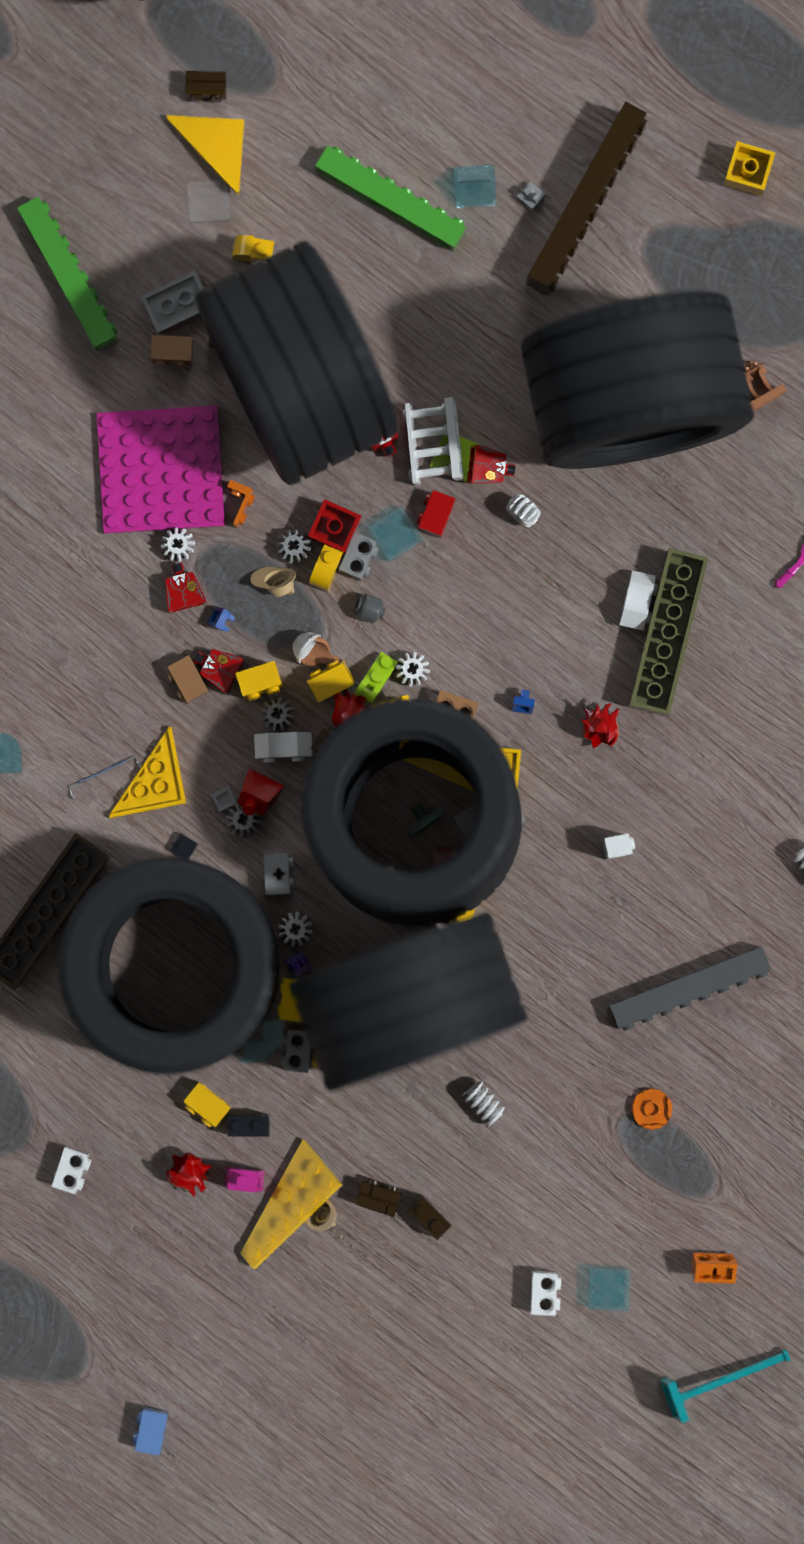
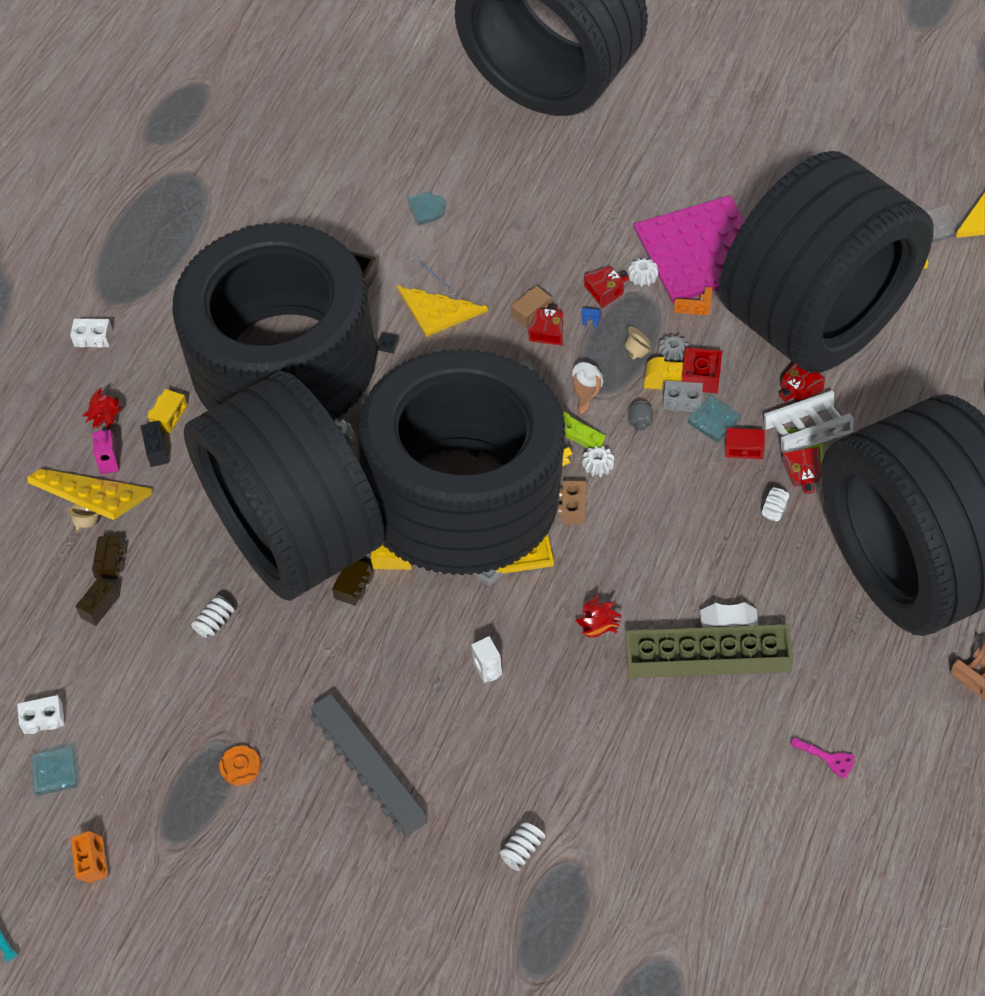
camera: 80 degrees right, 30 degrees down
(67, 273) = (853, 132): bright green brick -> none
(259, 681) = (547, 349): yellow brick -> none
(330, 680) = (569, 401): yellow brick -> none
(523, 703) = (598, 553): blue tile -> none

